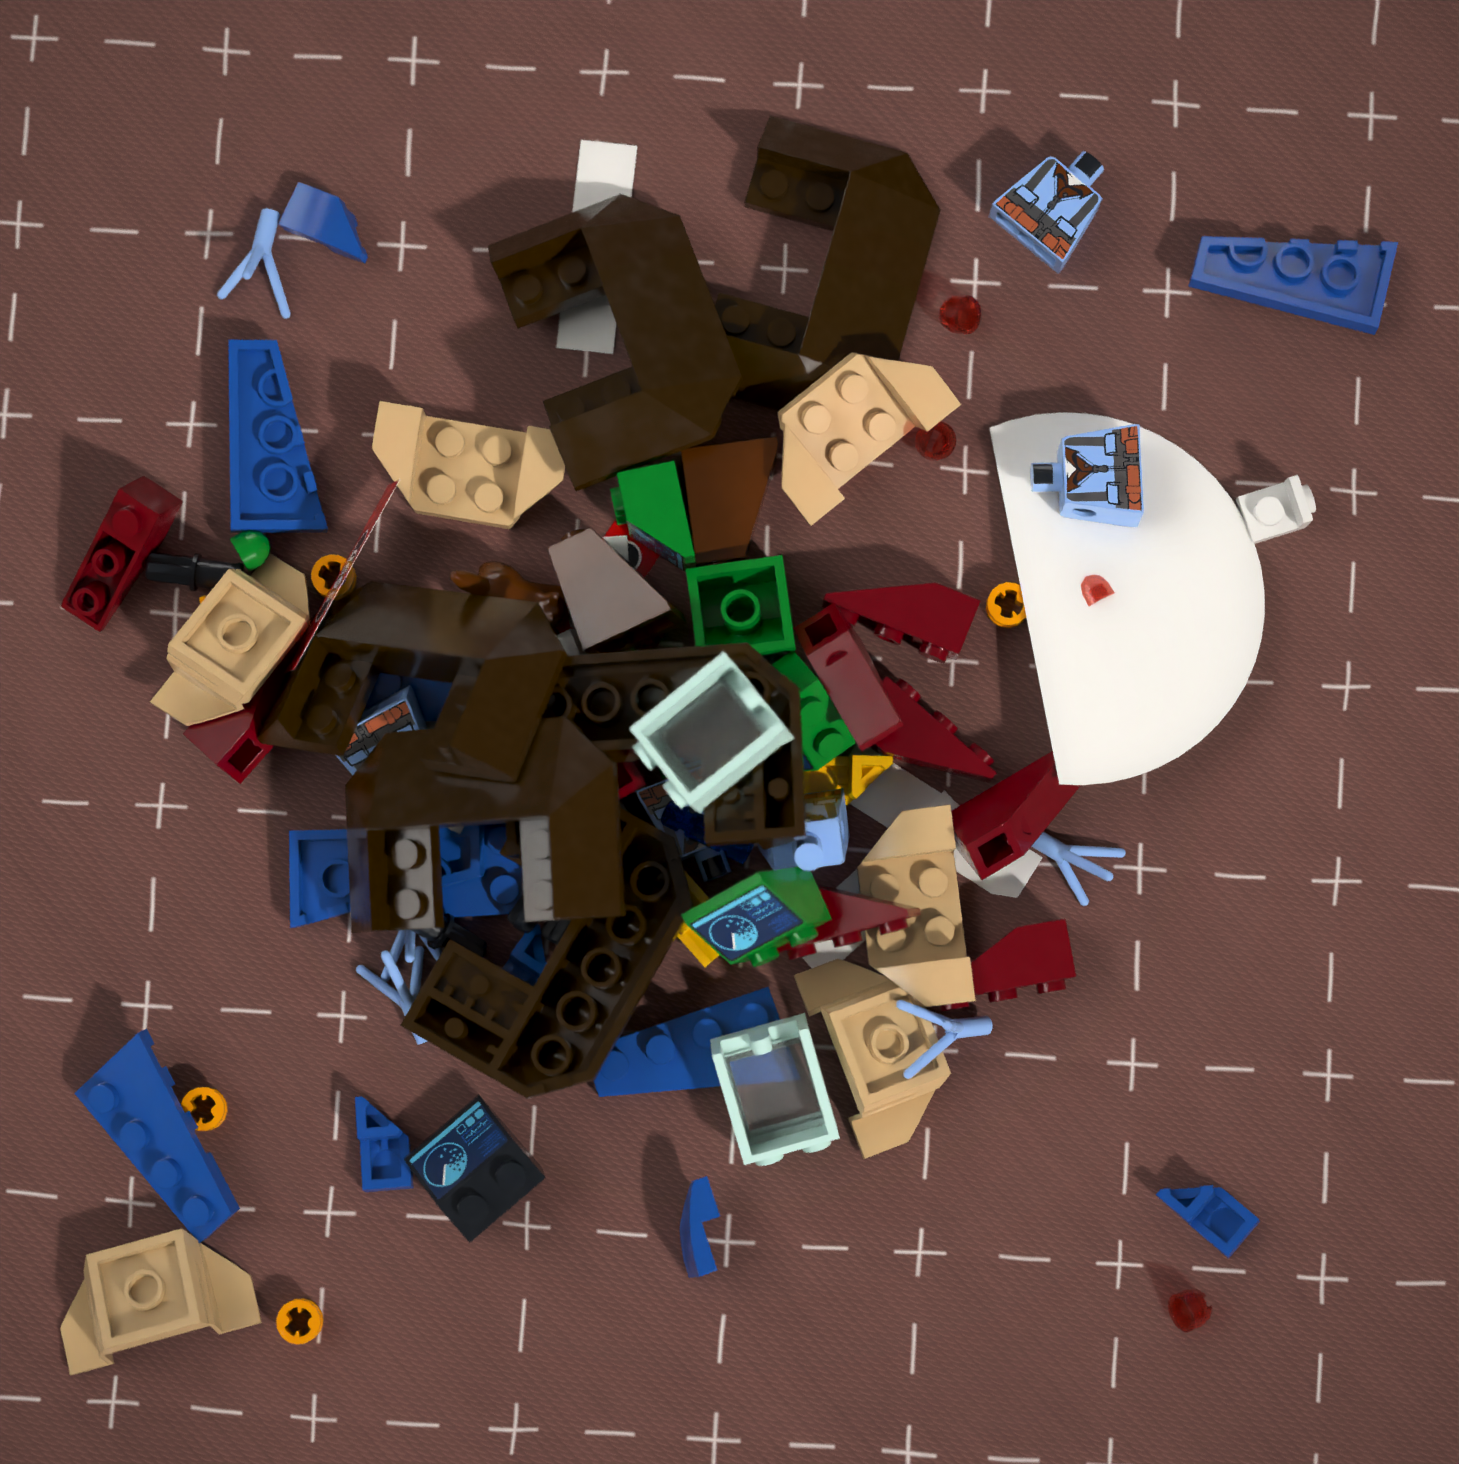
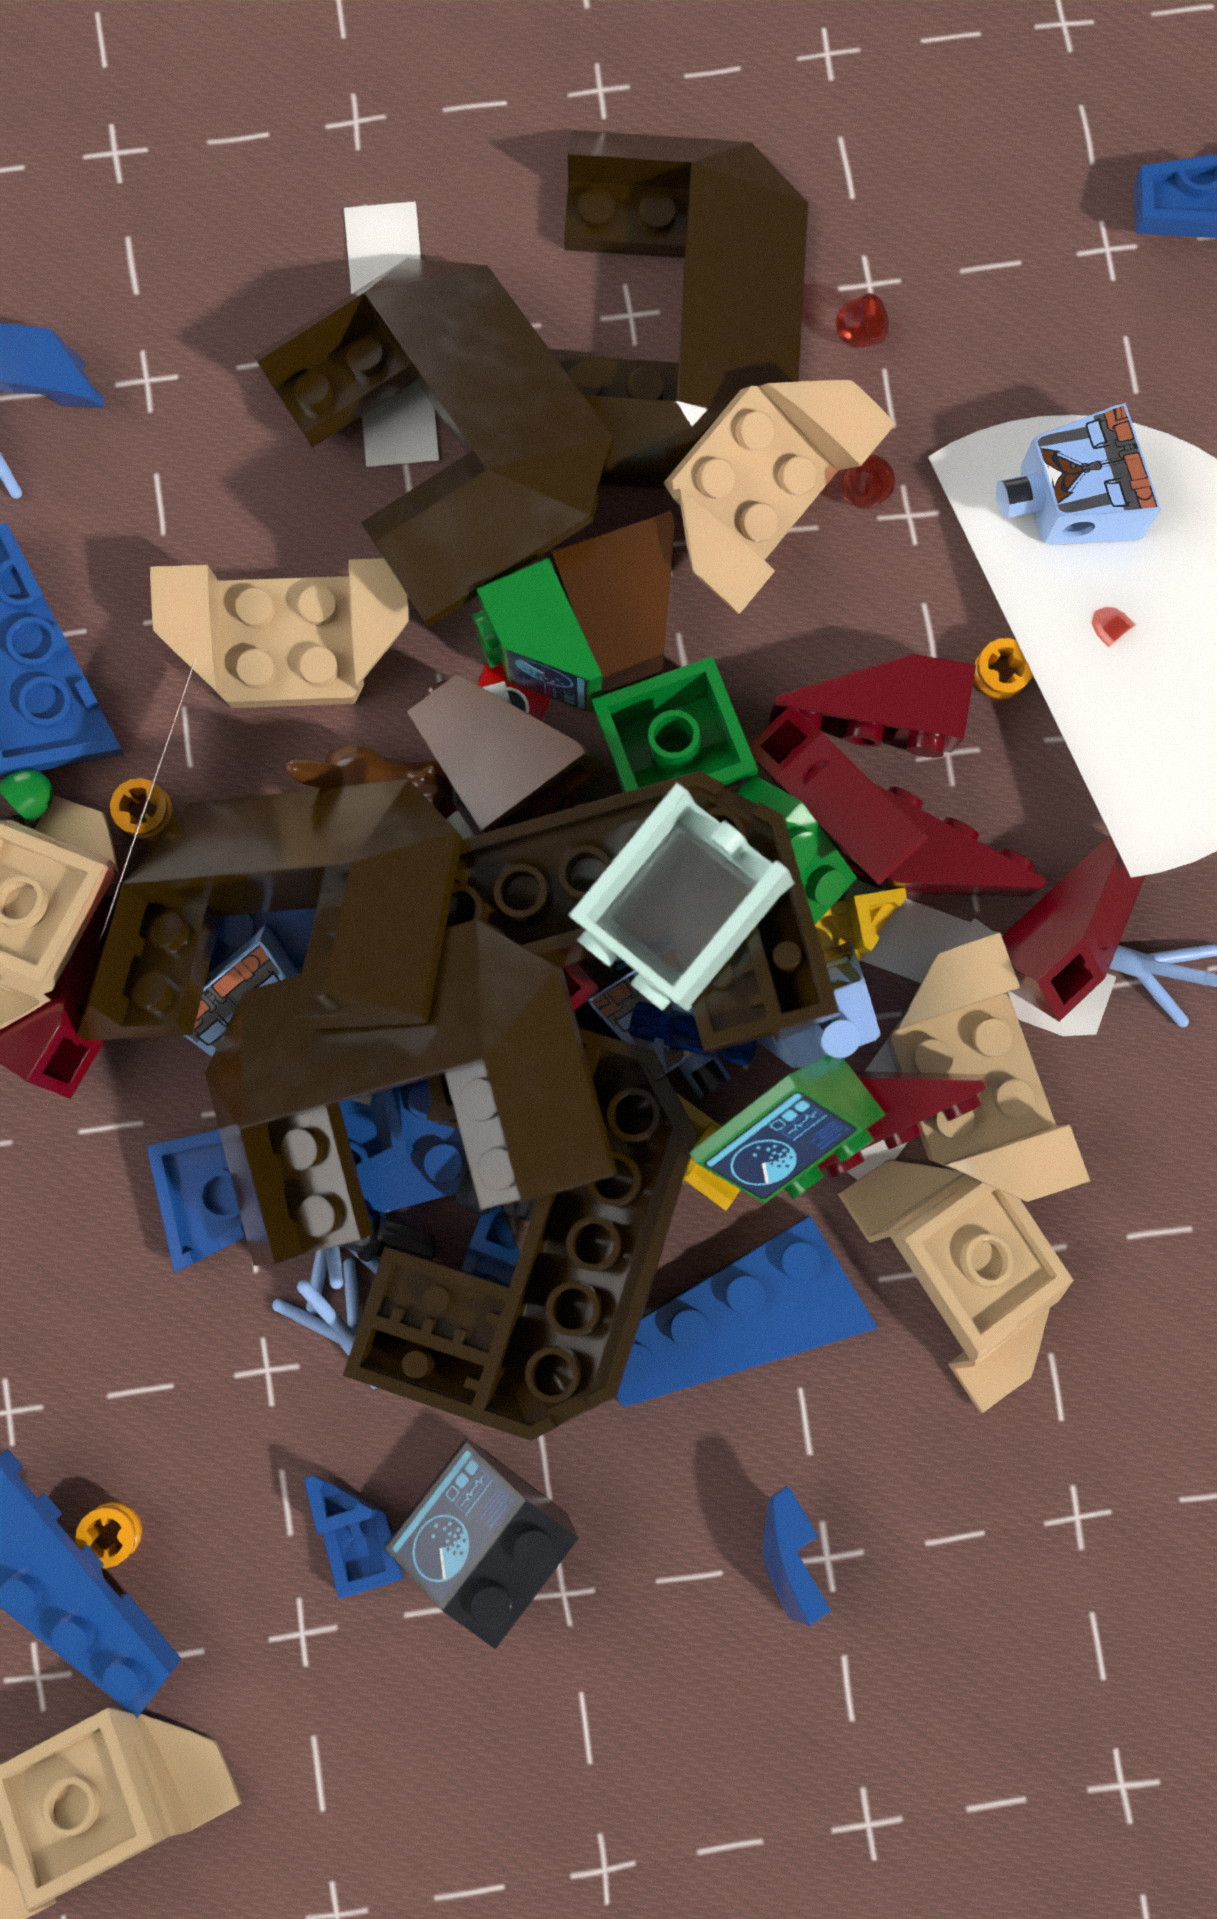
camera: 20 degrees left, 0 degrees up
(284, 1319) = (294, 1815): light orange bush -> none
(774, 1090) = (853, 1351): window -> none
(953, 1028) = (1063, 1222): light blue plant -> none
(1023, 958) = (1135, 1109): dark red slope -> none
(1051, 207) = (945, 169): torso -> none

